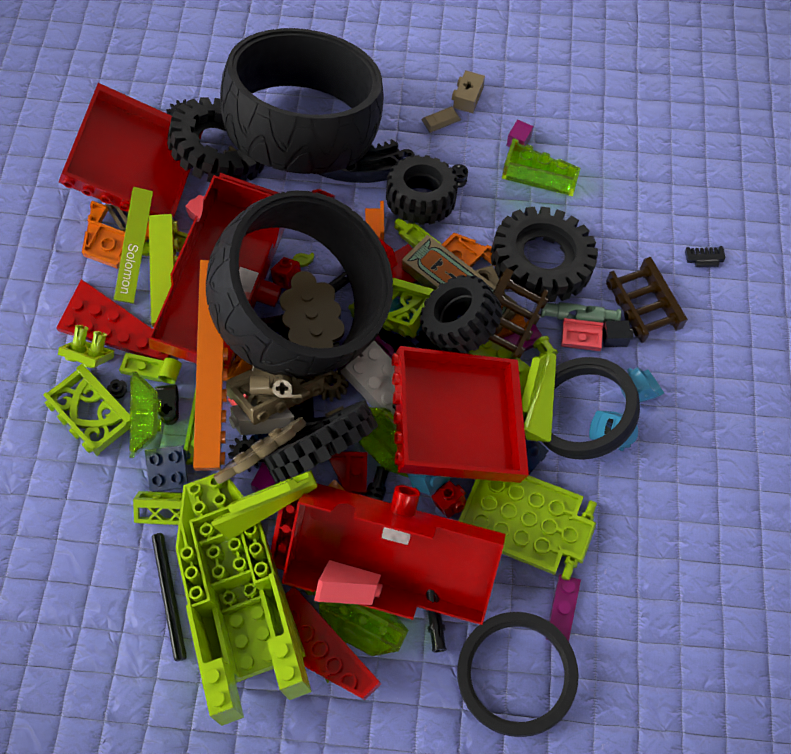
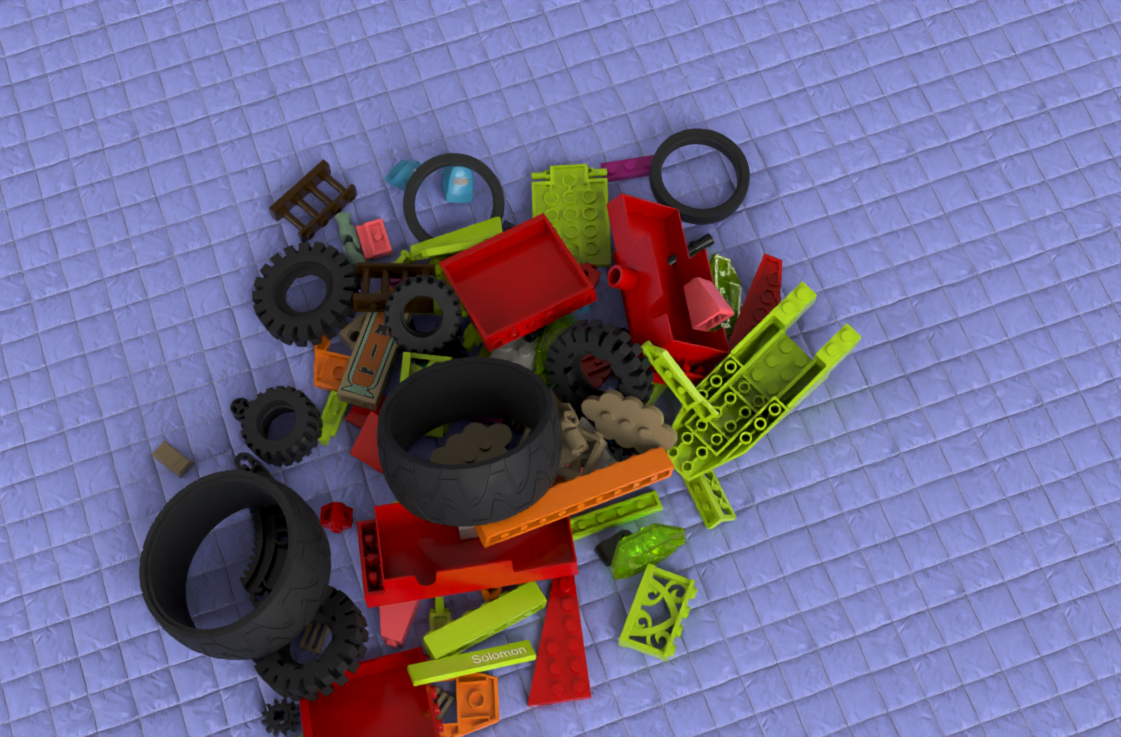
camera: 110 degrees left, 0 degrees up
(88, 353) = (604, 643): lime plate -> none
(117, 393) = (619, 606): black plate -> none
(151, 369) = (589, 582): lime plate -> none
(167, 467) = (677, 509): dark blue hinge -> none
(169, 598) = (780, 455): black axle -> none
(375, 219) = (333, 459): orange panel -> none
(468, 91) = (128, 443): dark tan brick -> none
(521, 132) = (168, 372): magenta brick -> none
(539, 169) = (205, 341): clear neon green wedge -> none
(617, 333) = (360, 210): black brick -> none
(705, 259) = (240, 172): black piece -> none

